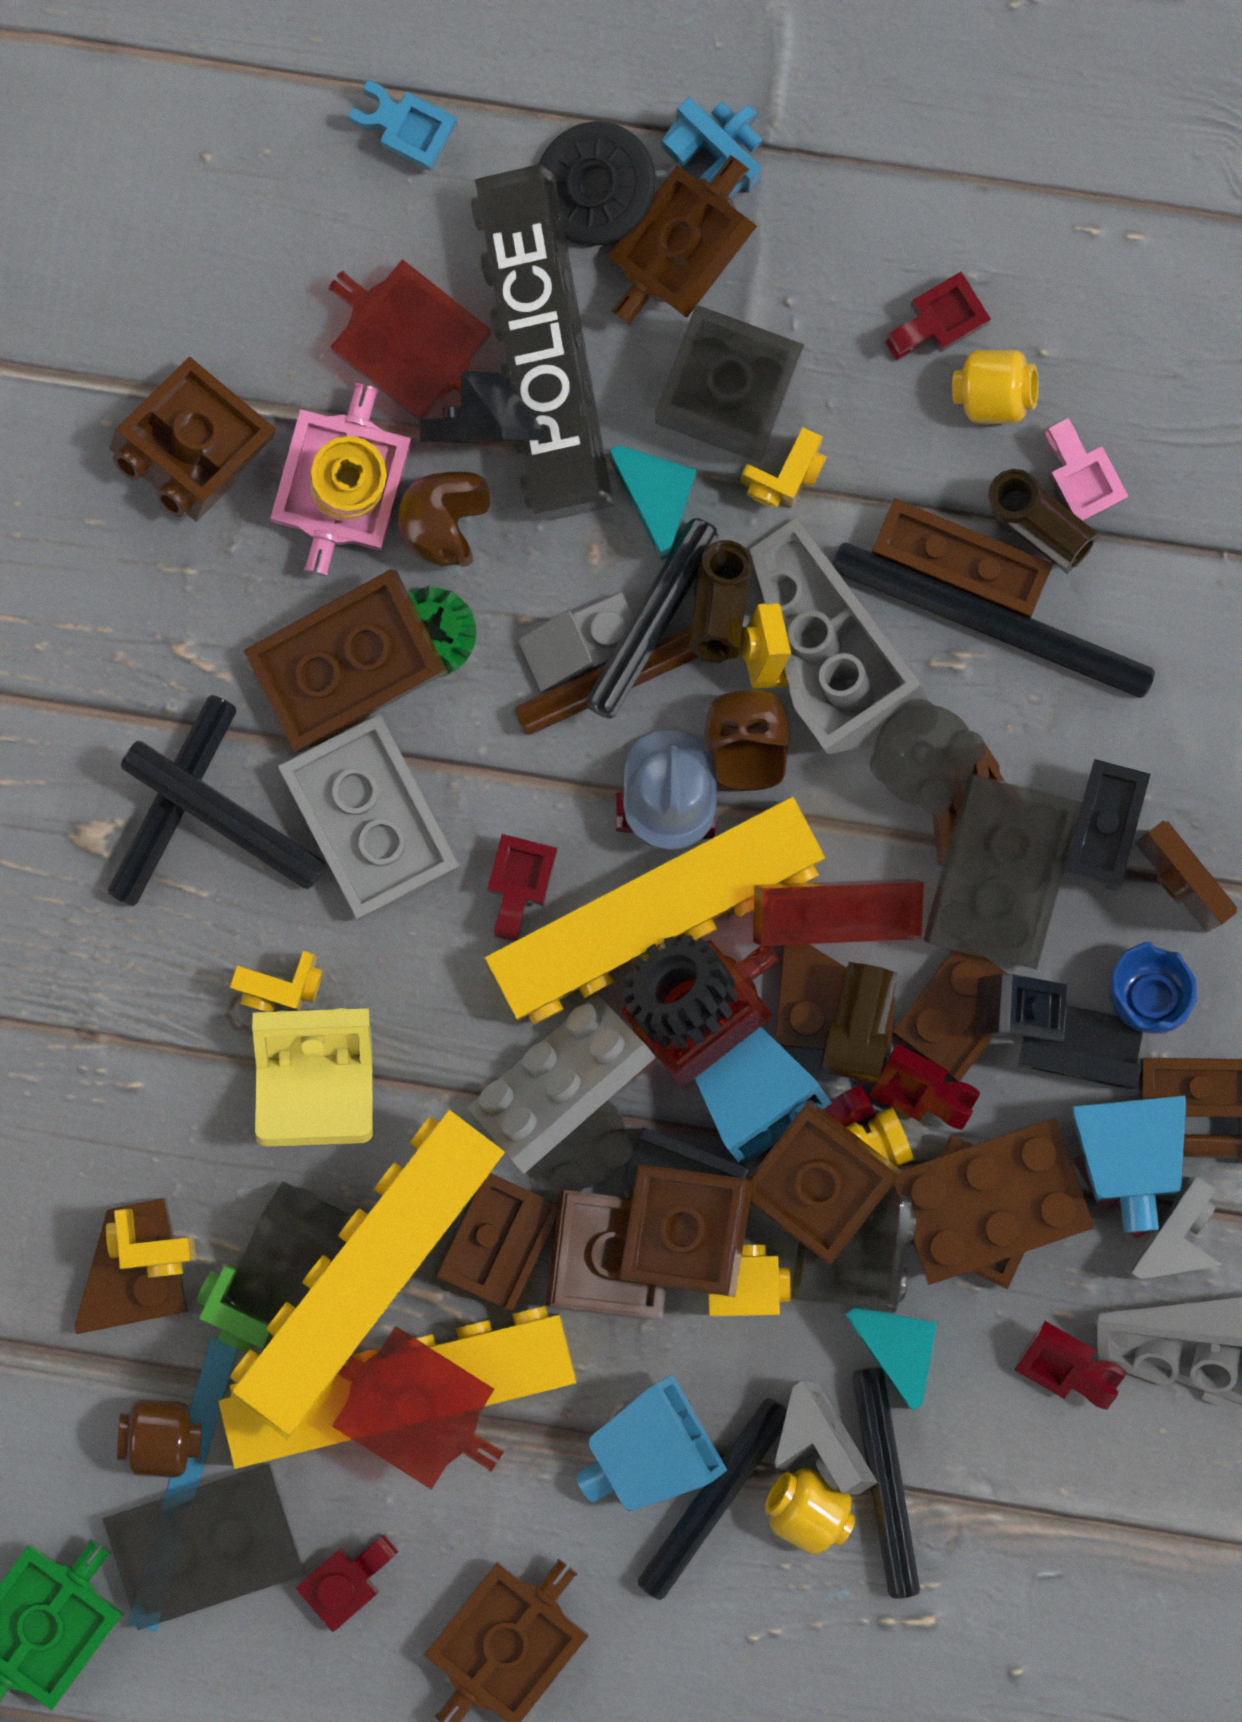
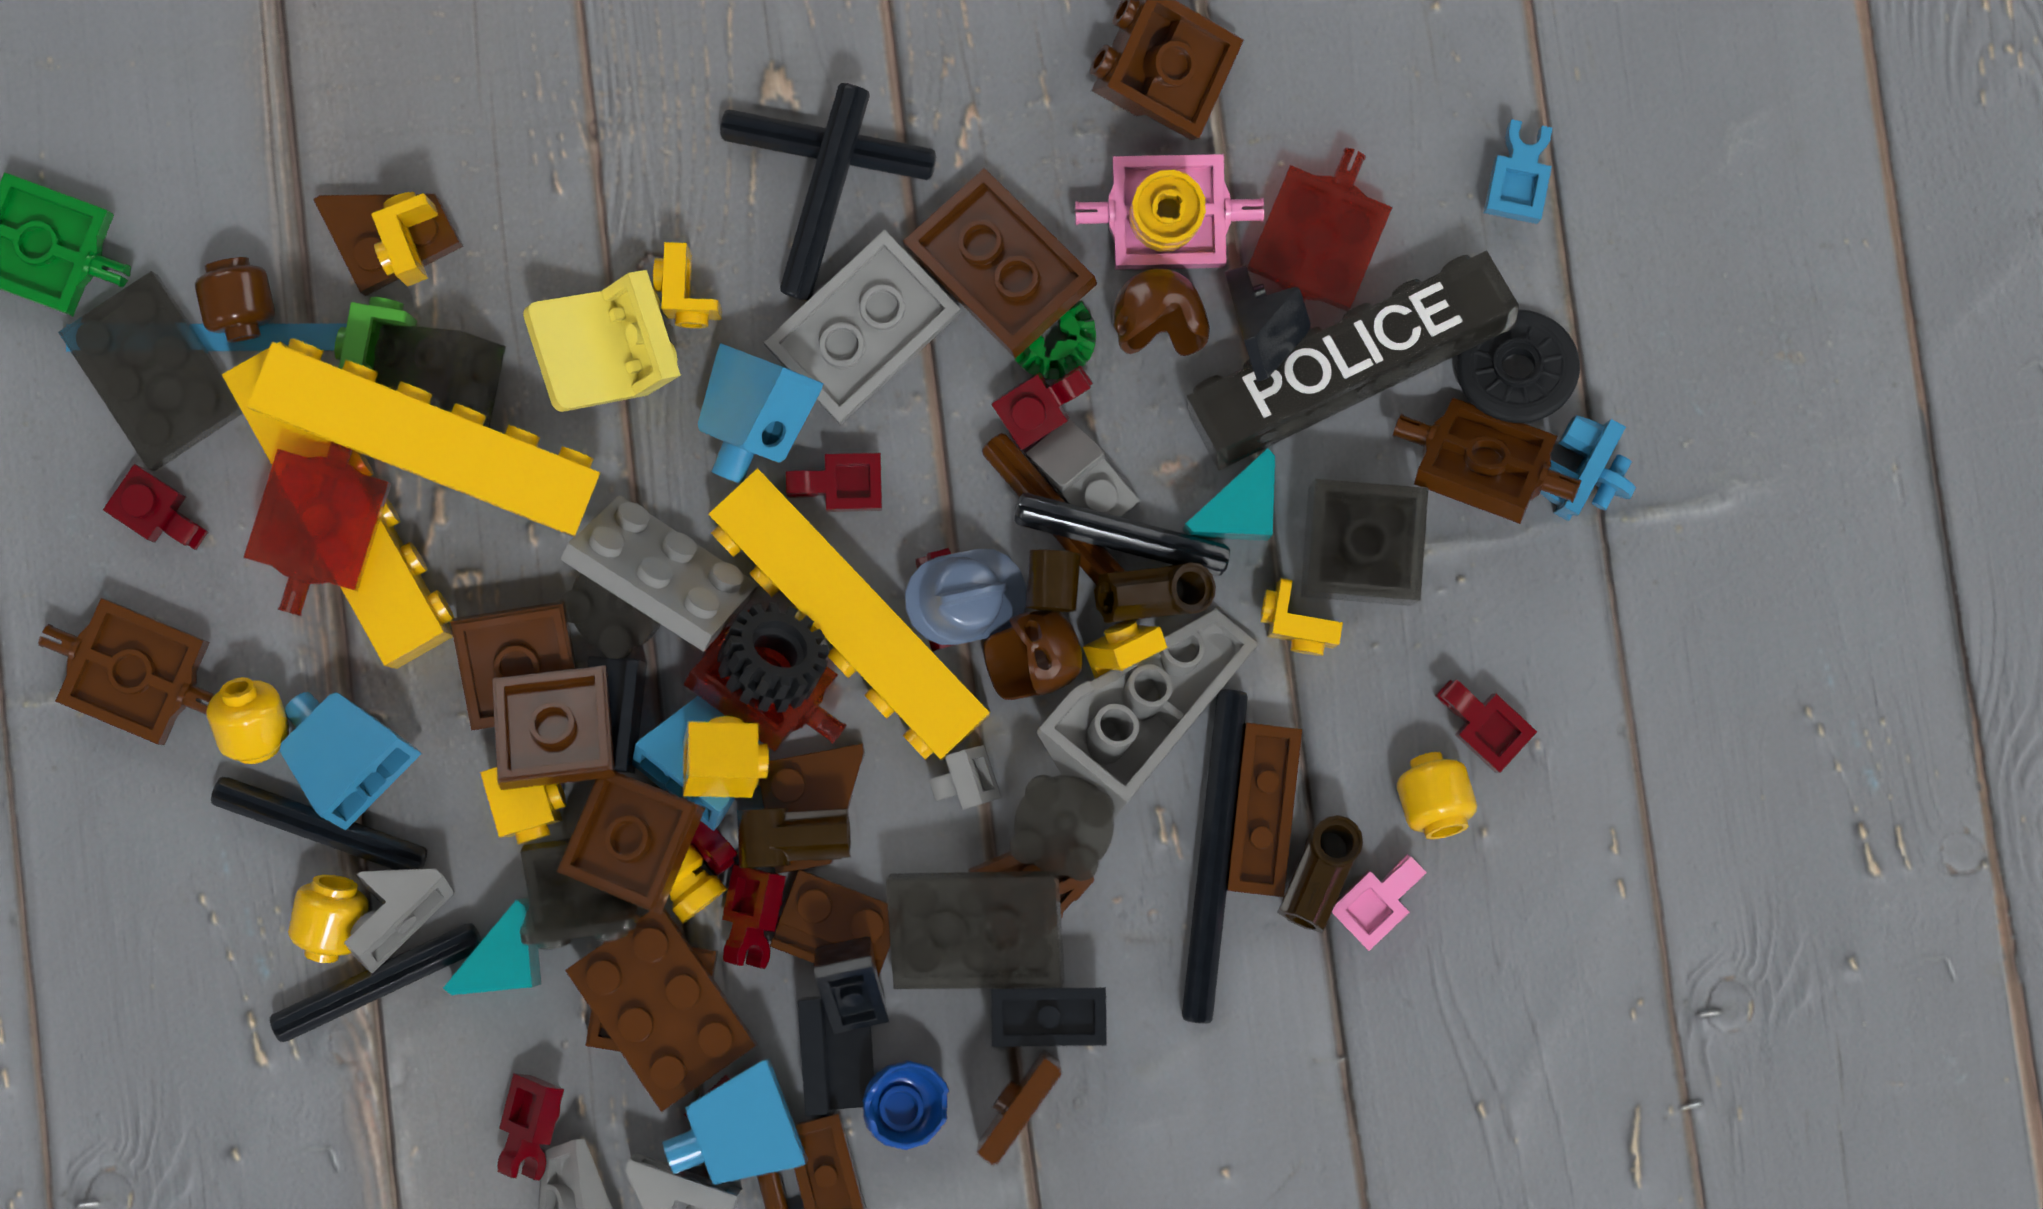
camera: 70 degrees right, 0 degrees up
(424, 945) = (753, 410): none -> dark azure torso
(498, 1241) = (501, 558): reddish brown plate -> none
(500, 668) = (1036, 407): none -> dark red plate
(590, 1537) = (247, 720): none -> yellow head
(682, 696) = (1052, 580): none -> dark brown piece
(768, 1065) = (723, 758): none -> yellow brick
(838, 912) = (893, 785): clear red plate -> none
(850, 838) = (968, 778): none -> light grey tile

